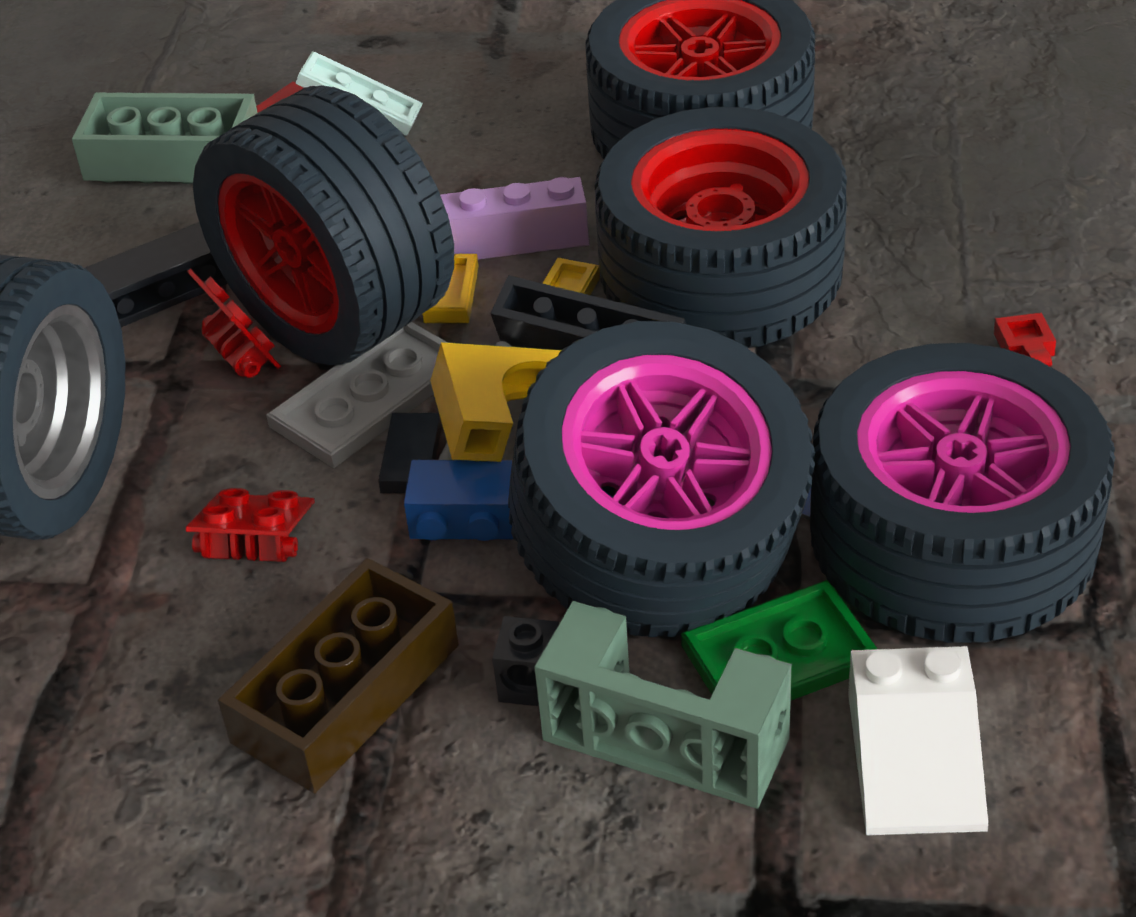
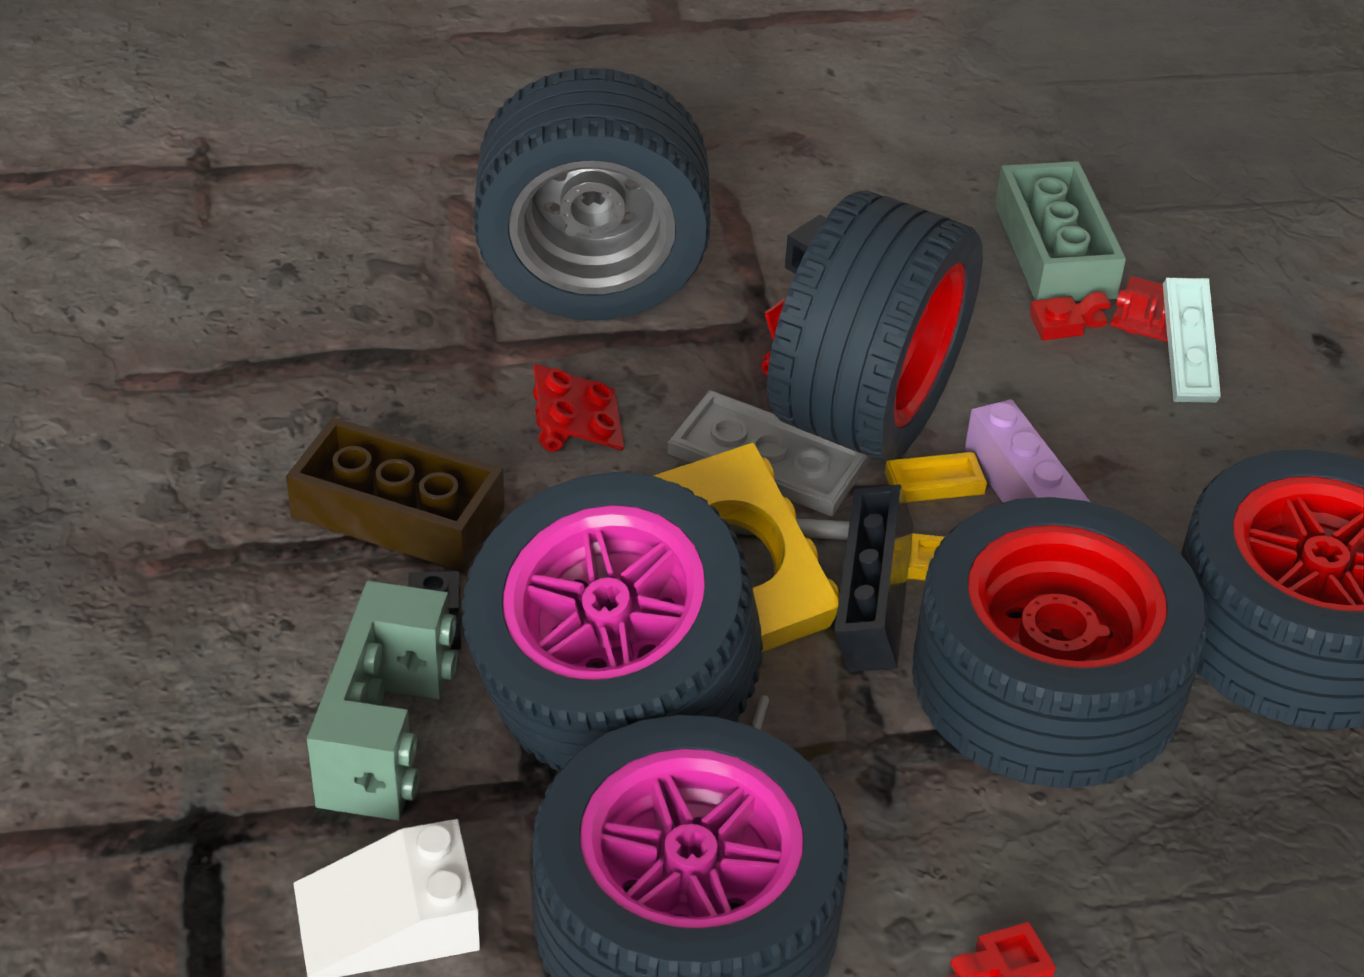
camera: 70 degrees right, 0 degrees up
(802, 628) = (491, 790): green tile -> none

